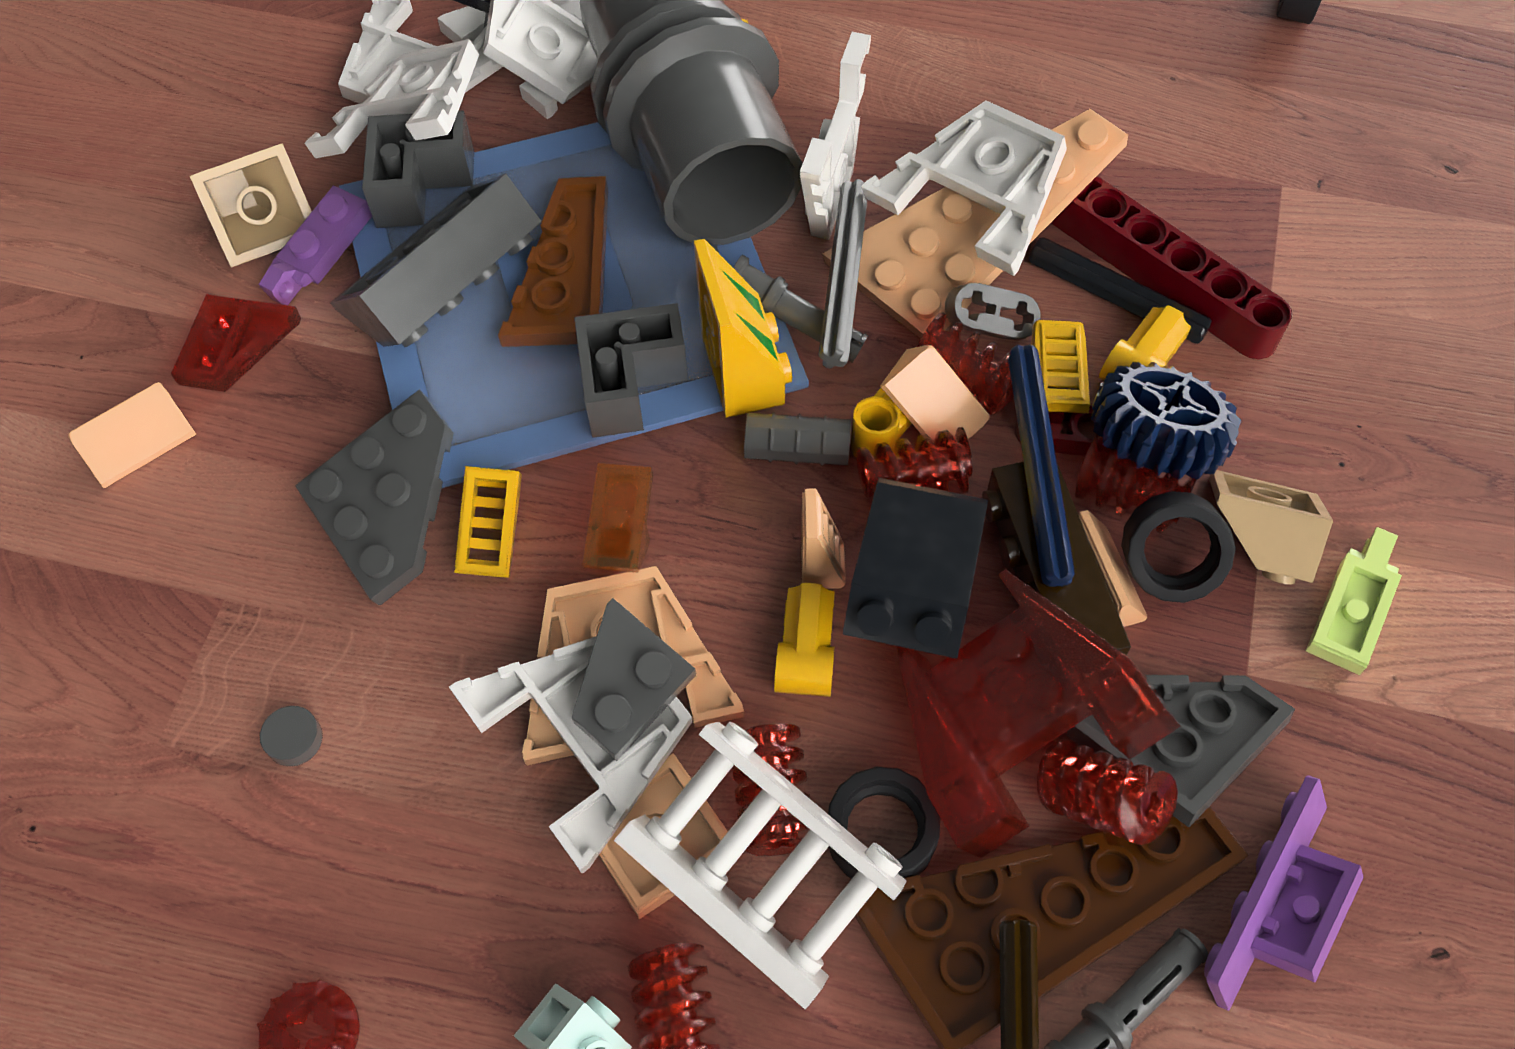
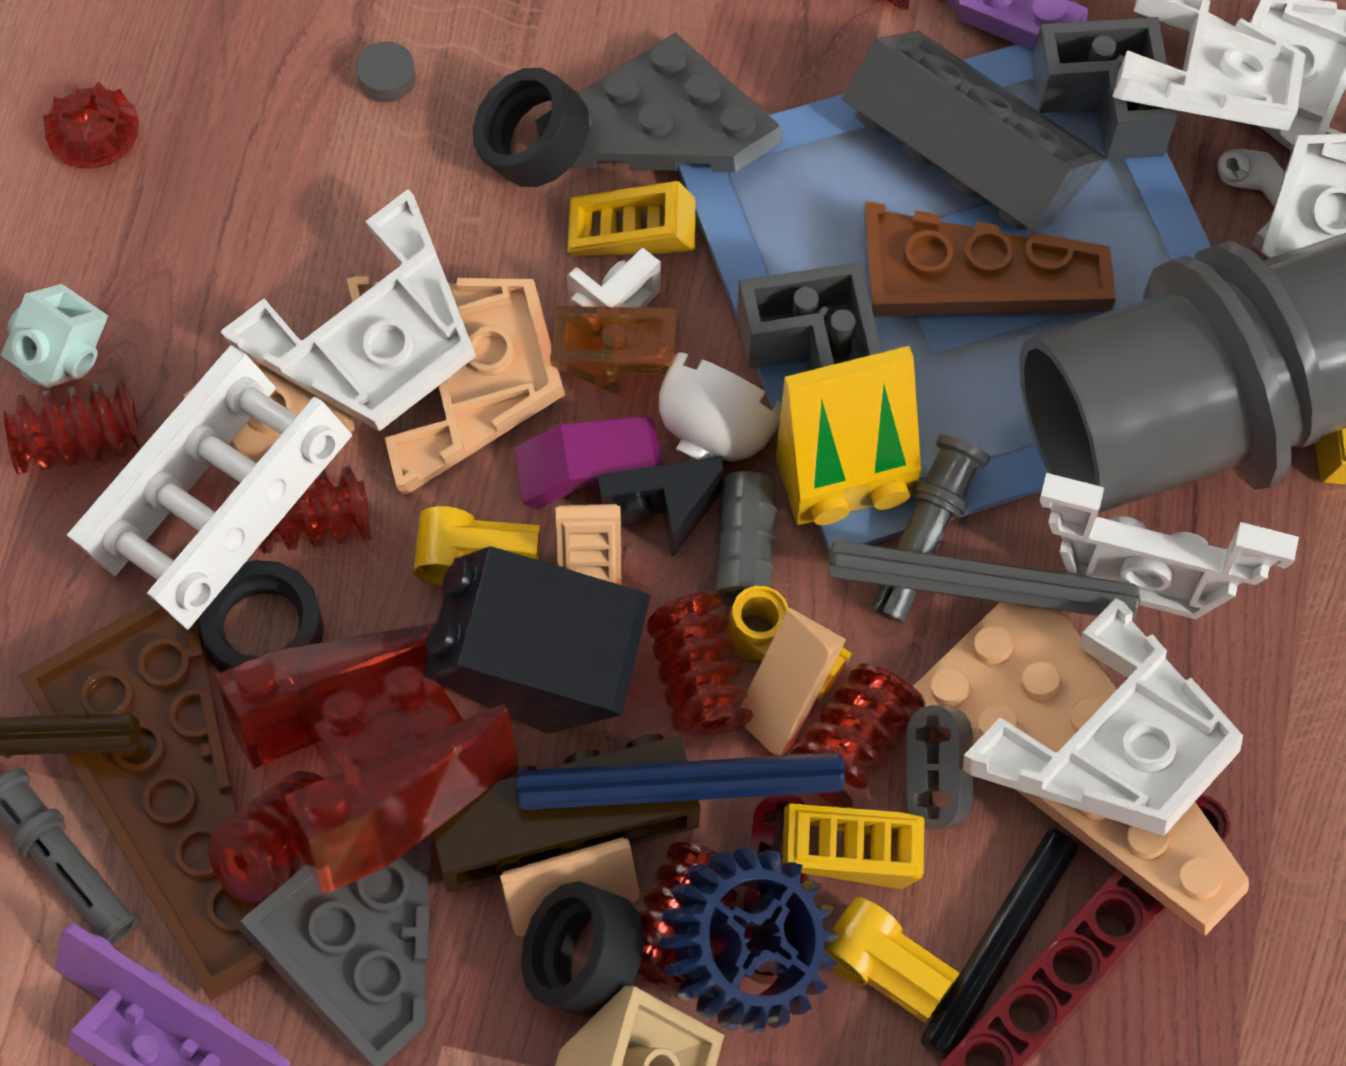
camera: 85 degrees right, 5 degrees up
(343, 597) = (502, 112): none -> black tyre
(491, 103) = (1251, 171): none -> white arm
(561, 529) = (625, 284): none -> white bracket
(627, 681) = (408, 350): dark grey wing -> none
(692, 446) = (715, 412): none -> white cylinder
(724, 554) = (578, 452): none -> magenta slope
(764, 488) = (676, 490): none -> black slope

